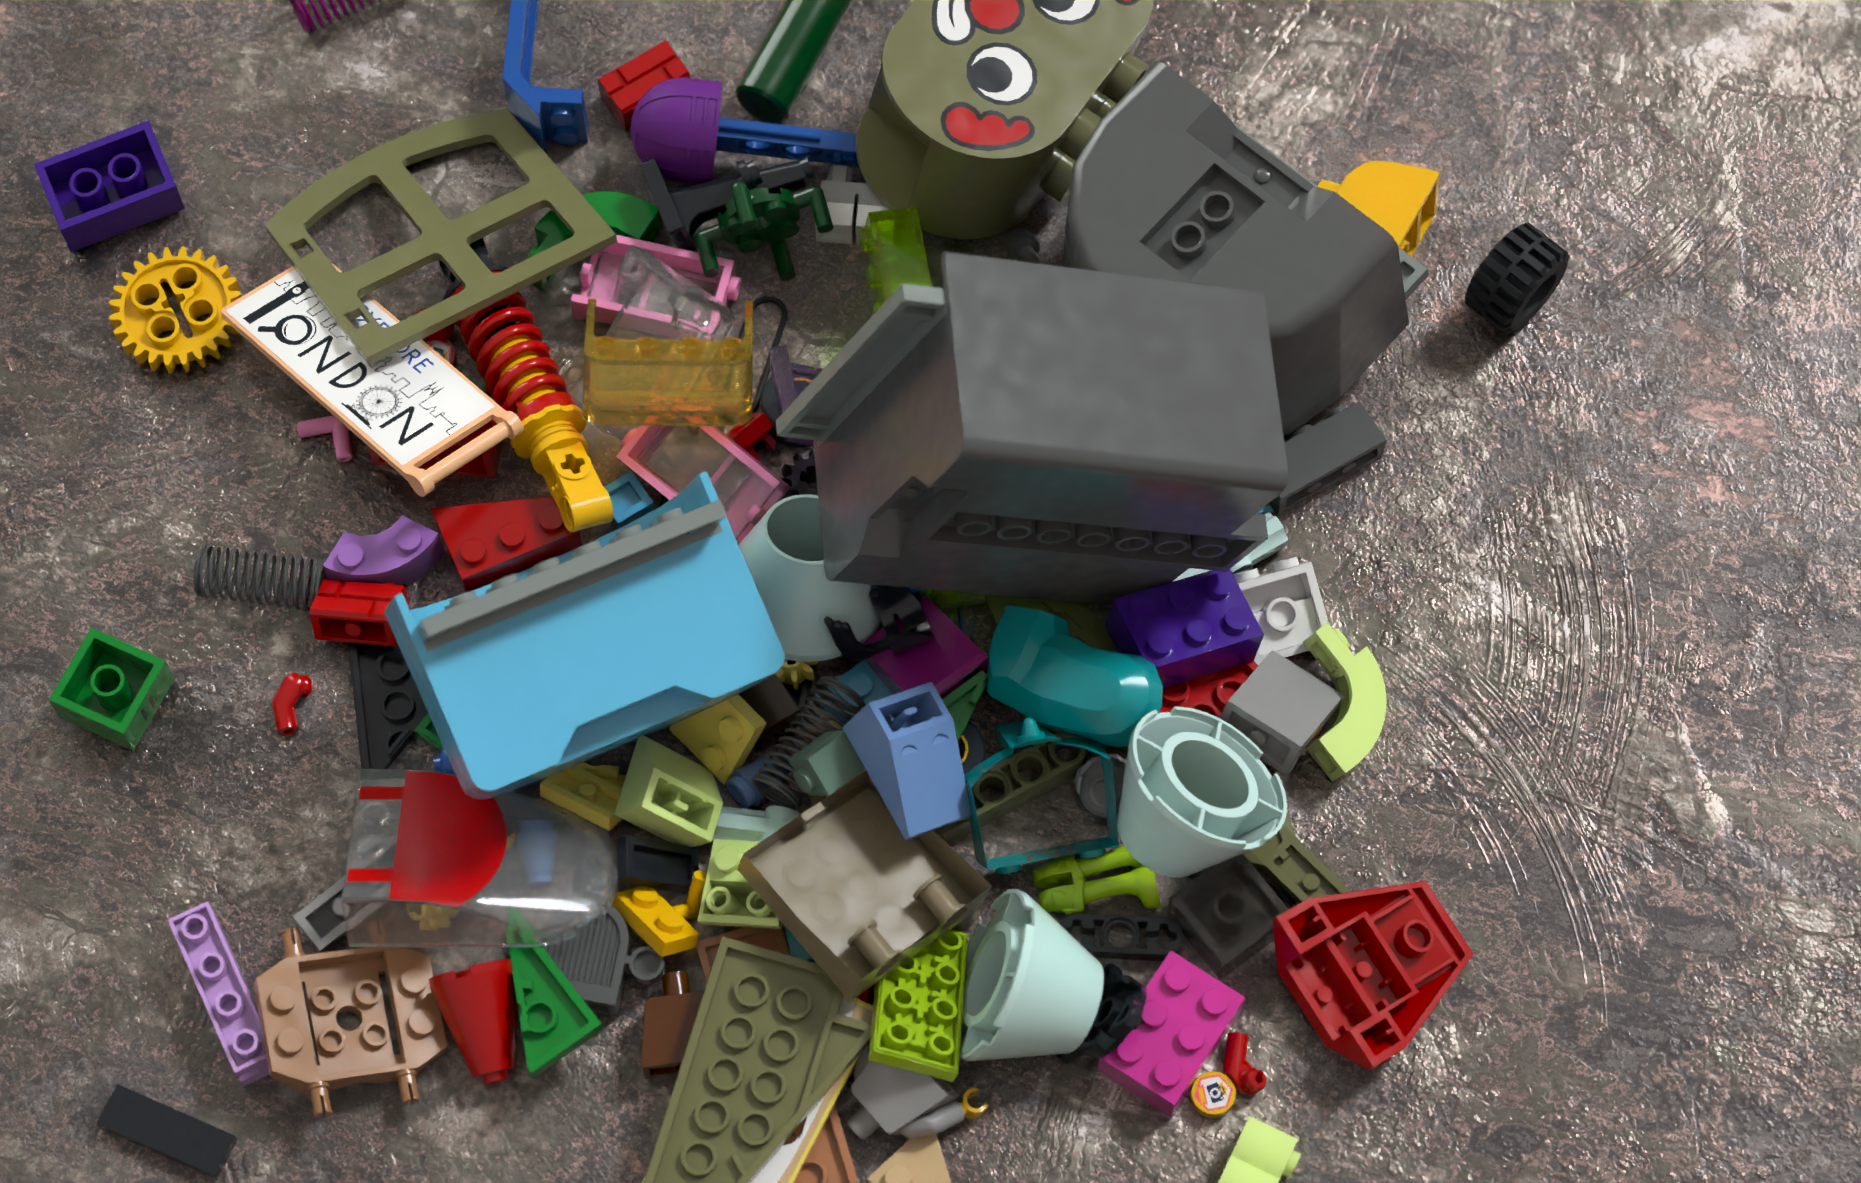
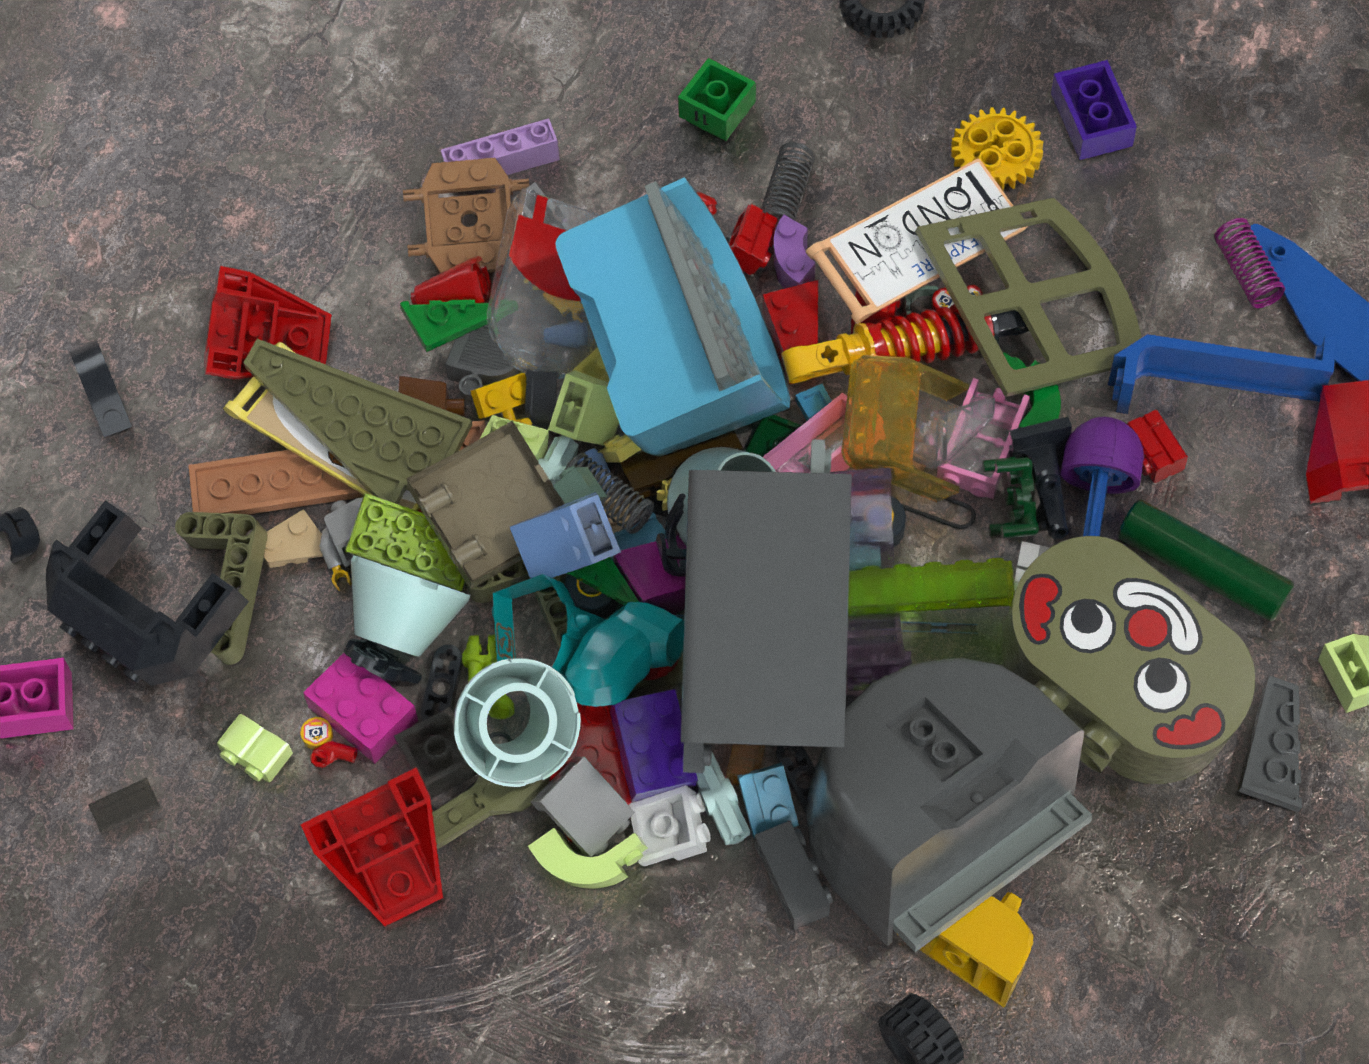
camera: 100 degrees right, 5 degrees down
(167, 1131) = (420, 125): black tile -> none

